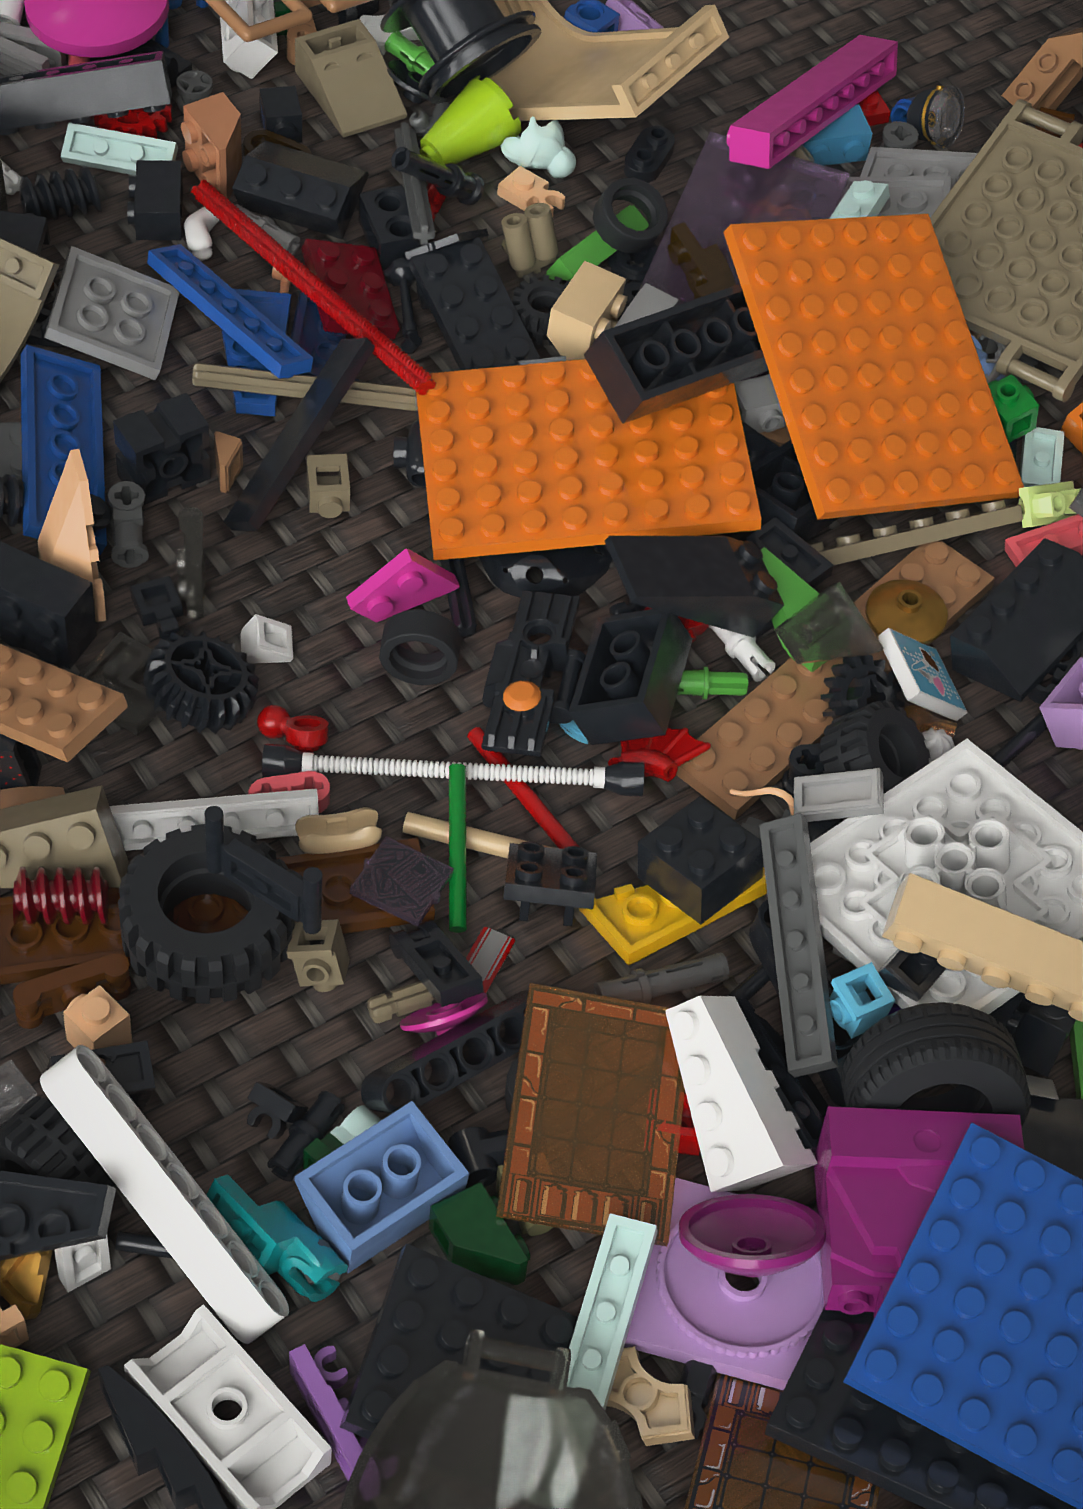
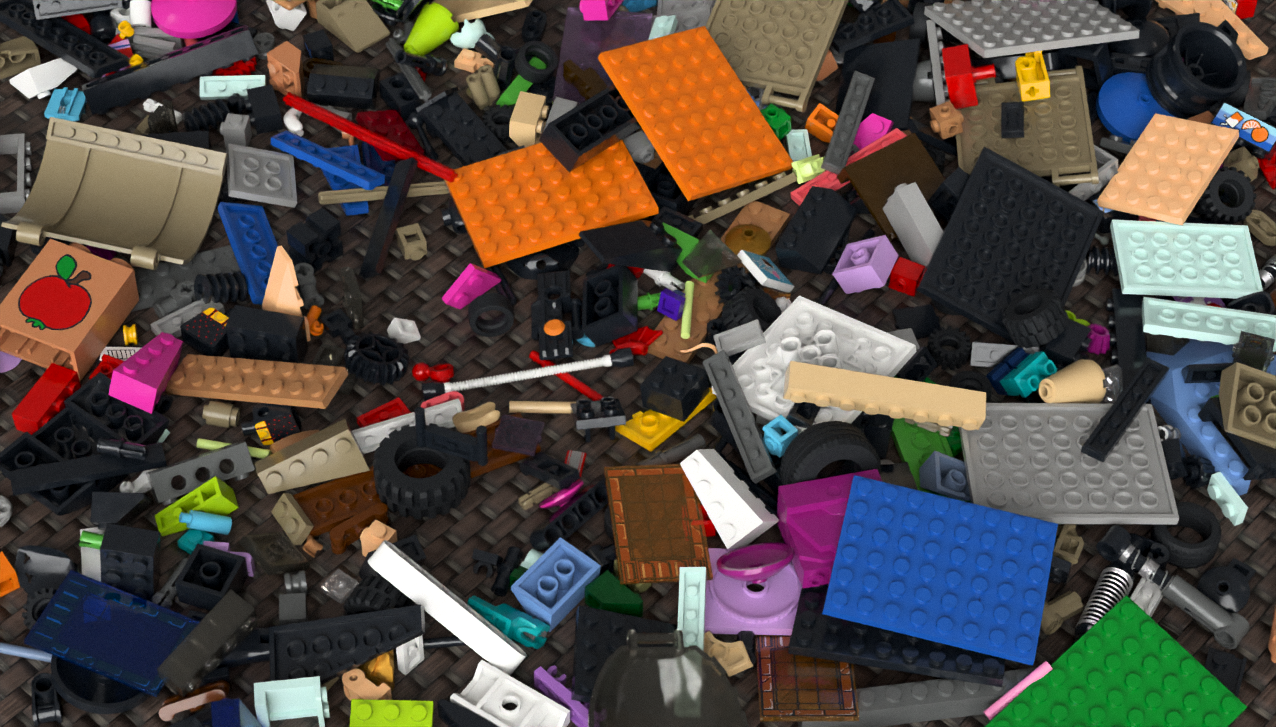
camera: 10 degrees left, 5 degrees down
(60, 896) = (339, 480): dark red piece -> none
(100, 227) = (236, 129): none -> light grey brick
(113, 181) = (236, 103): none -> black plate
(116, 588) = (314, 325): none -> orange arm
(185, 784) = (384, 412): none -> red plate
(228, 459) = (350, 240): medium nougat slope -> none
(321, 964) = (487, 485): dark tan brick -> none
(457, 849) = (542, 412): green bar -> none
(577, 196) = (501, 56): none -> black piece
(739, 698) = (671, 303): none -> dark purple tile
(765, 715) = (687, 310): none -> yellowish green bar

